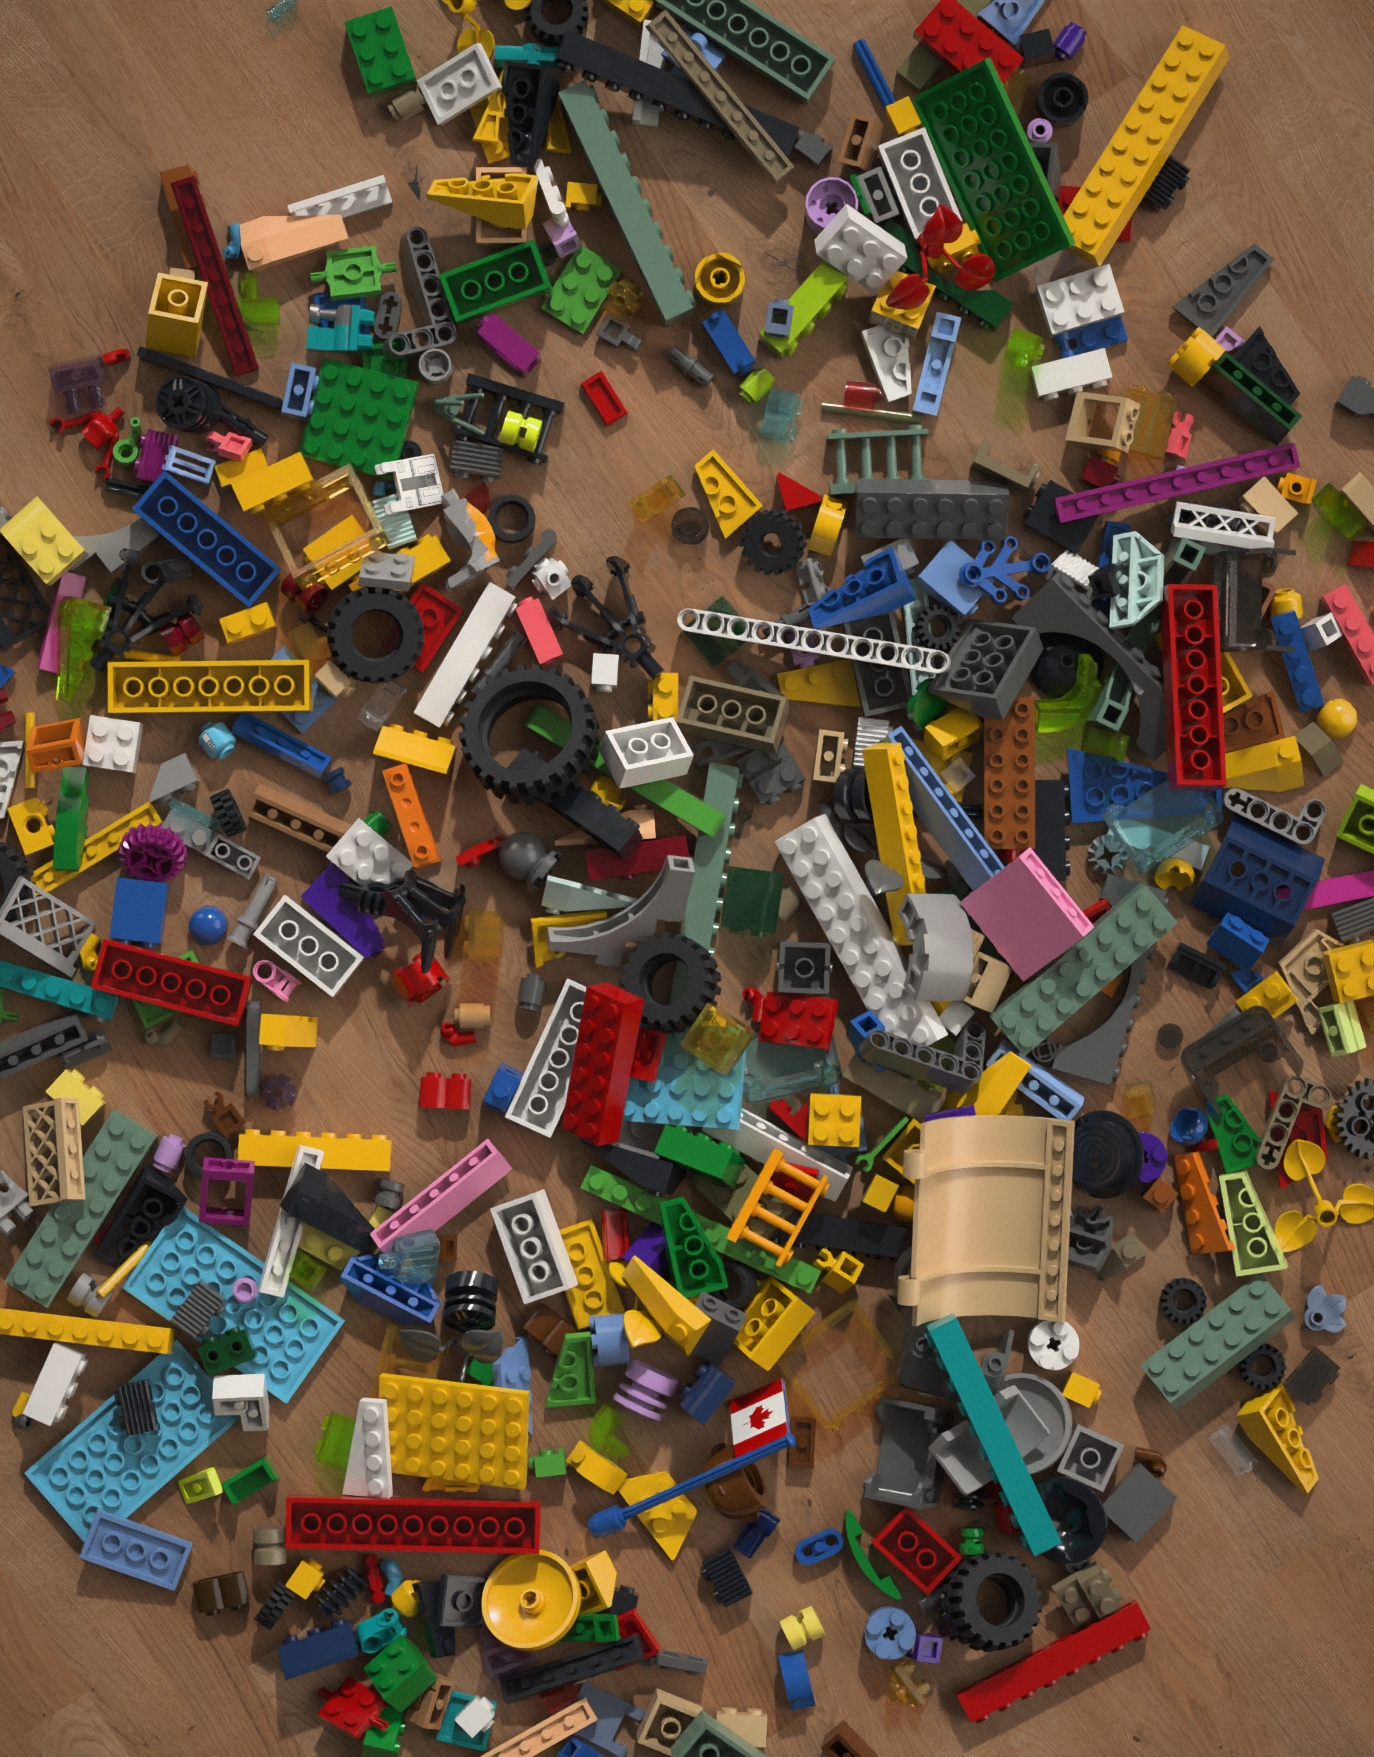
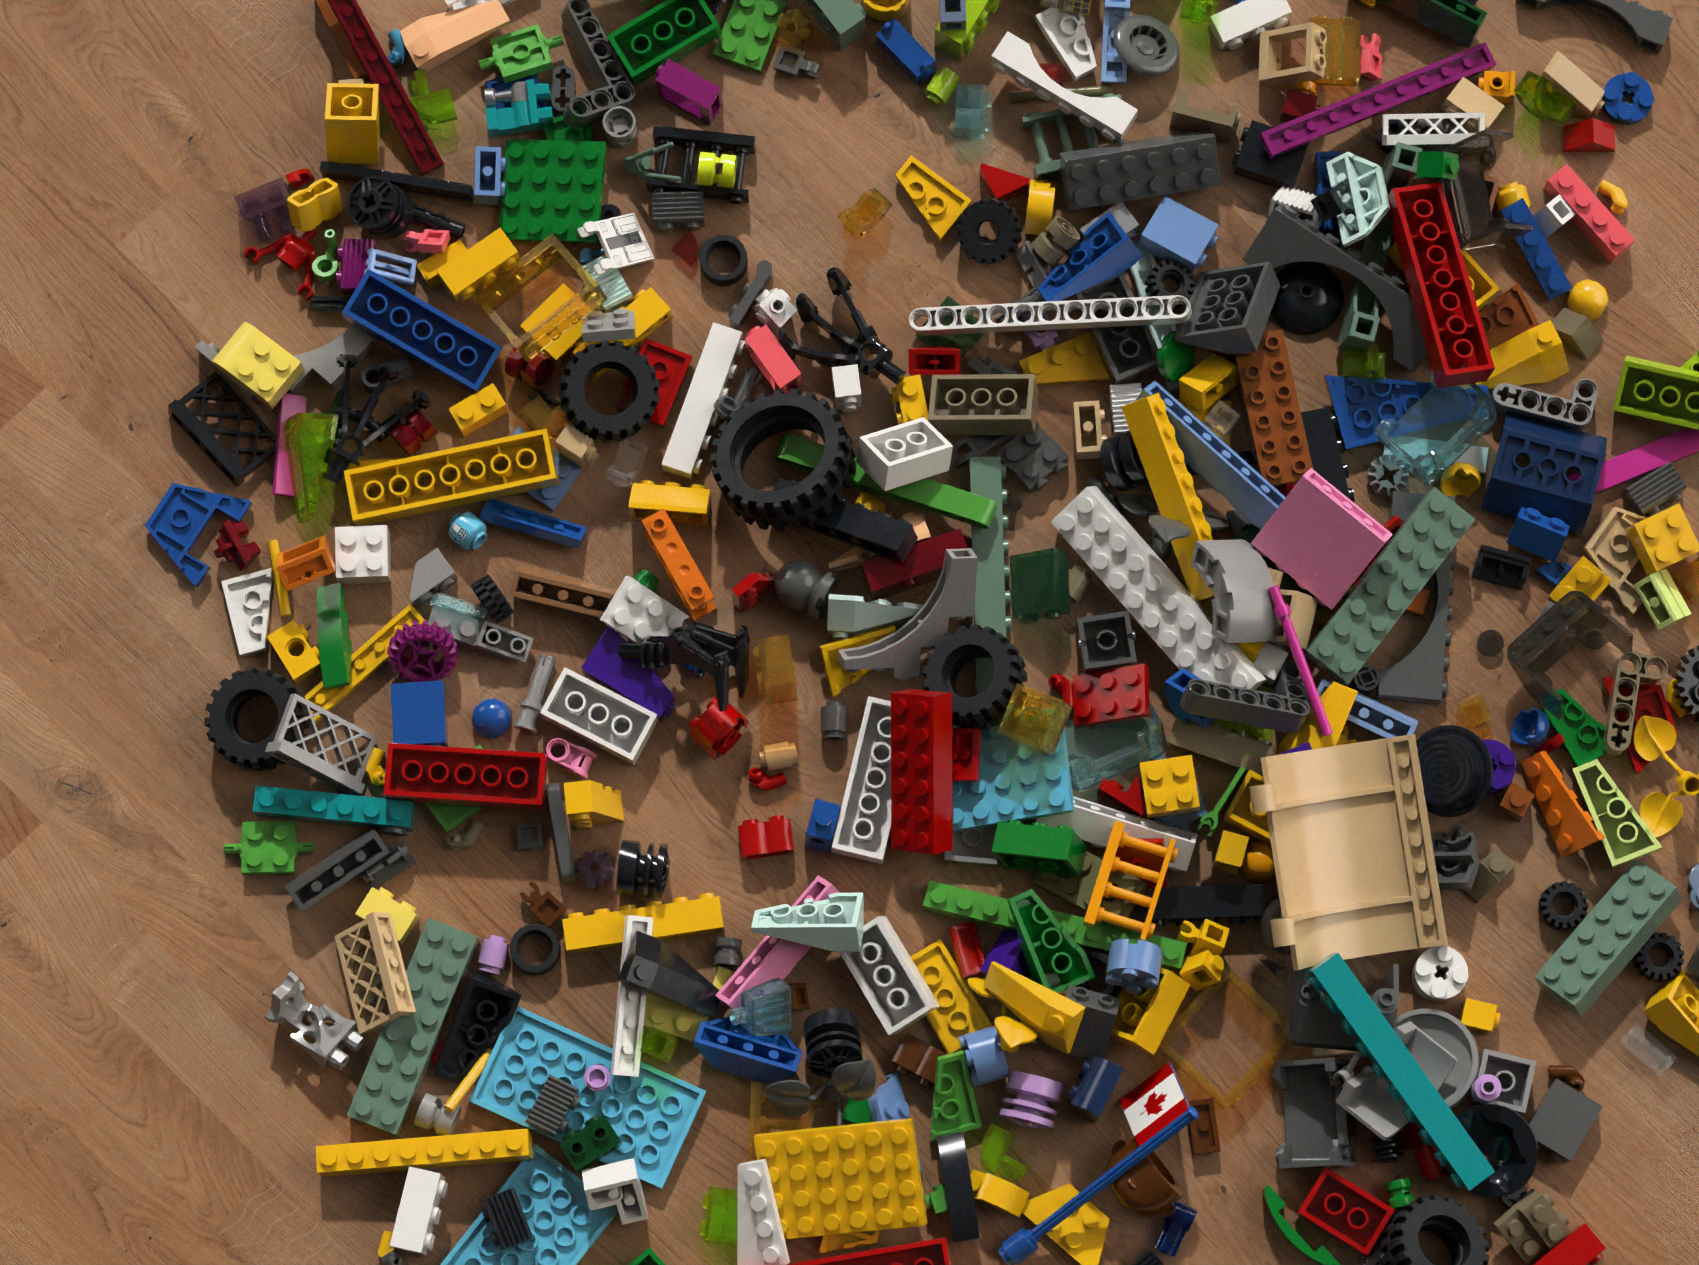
camera: 10 degrees left, 10 degrees down
(125, 389) = (315, 204): none -> yellow brick
(232, 1171) = (560, 955): magenta window -> none
(322, 1102) = (642, 869): none -> black wheel
(336, 781) = (596, 549): dark blue wheel -> none
(471, 530) = (687, 278): light grey hips -> none
(482, 1190) = (824, 924): none -> light aqua wedge
(485, 668) = (725, 406): none -> dark grey plate
(561, 1456) = (958, 1187): none -> black slope
(604, 398) = (793, 129): red tile -> none
(652, 1173) = (991, 874): black wedge -> none
(690, 366) = (872, 81): dark grey pin -> none
(690, 525) = (903, 232): clear smoke hair -> none
(694, 661) = (934, 360): none -> red slope
(765, 1287) = (1134, 965): none -> medium blue brick
(819, 1547) = (1243, 1231): blue plate -> none
(835, 564) = (1052, 244): none -> dark tan wheel
(835, 1298) = (1206, 965): none -> yellow brick
(910, 449) = (1107, 114): none -> white arch
(944, 1423) = (1347, 1072): none -> light grey hand
(957, 386) = (1149, 41): none -> dark grey wheel
(975, 978) = (1282, 612): none -> dark pink bar
(1000, 570) = (1223, 217): blue plant -> none
(1066, 1458) = (1480, 1094): none -> lavender brick
(1073, 707) = (1326, 330): clear neon green arch -> none
(1217, 568) = (1437, 165): none -> green brick

